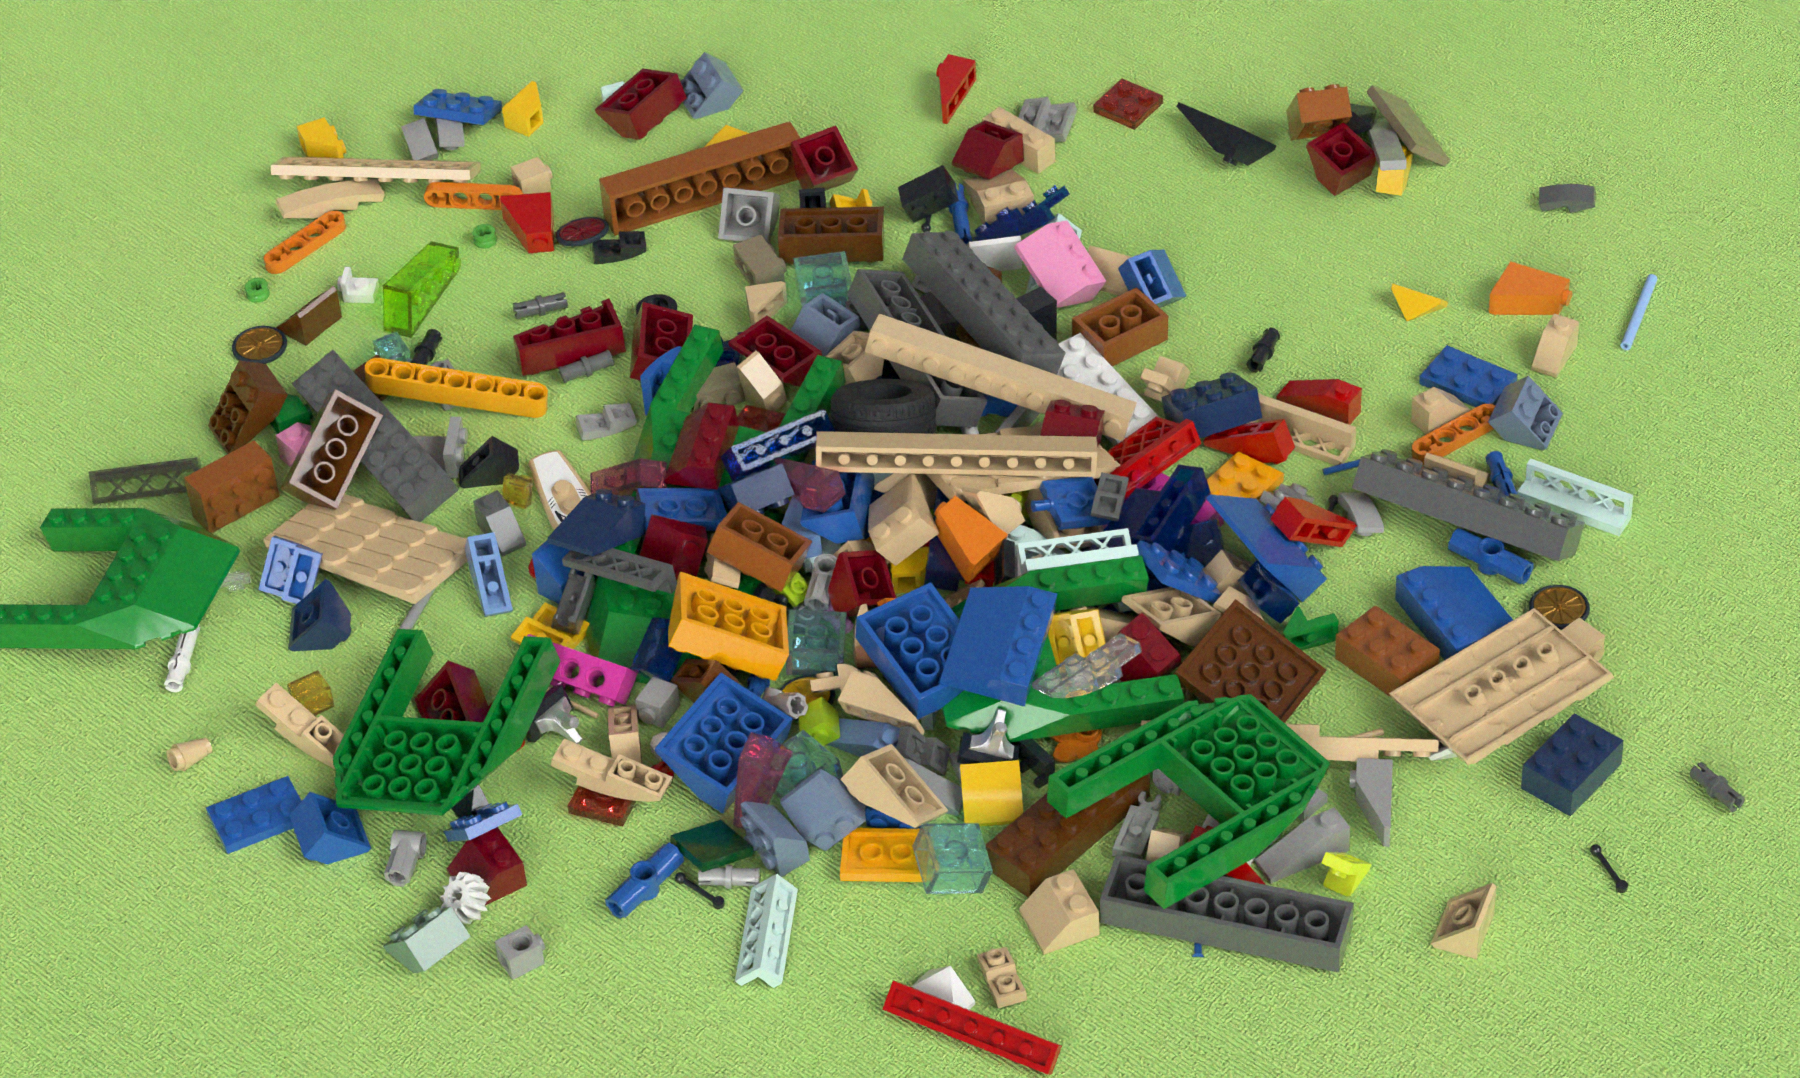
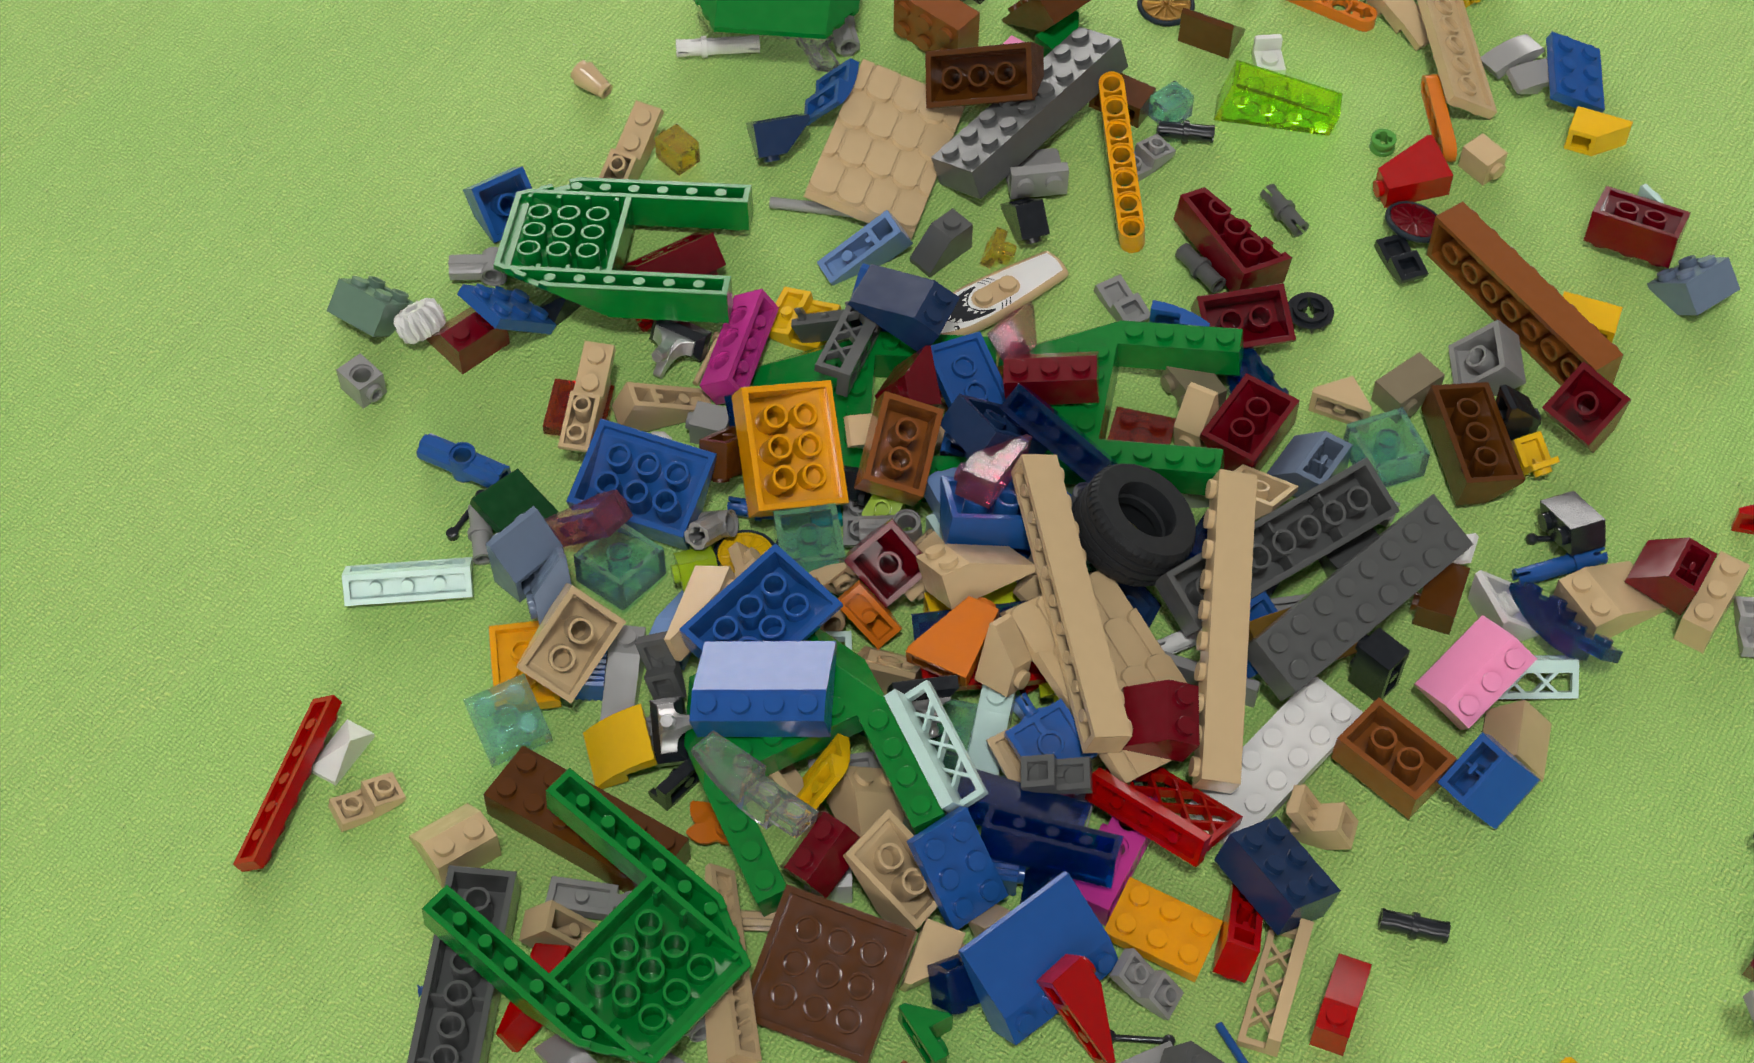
camera: 75 degrees right, 10 degrees up
(254, 814) = (526, 143): blue plate -> none

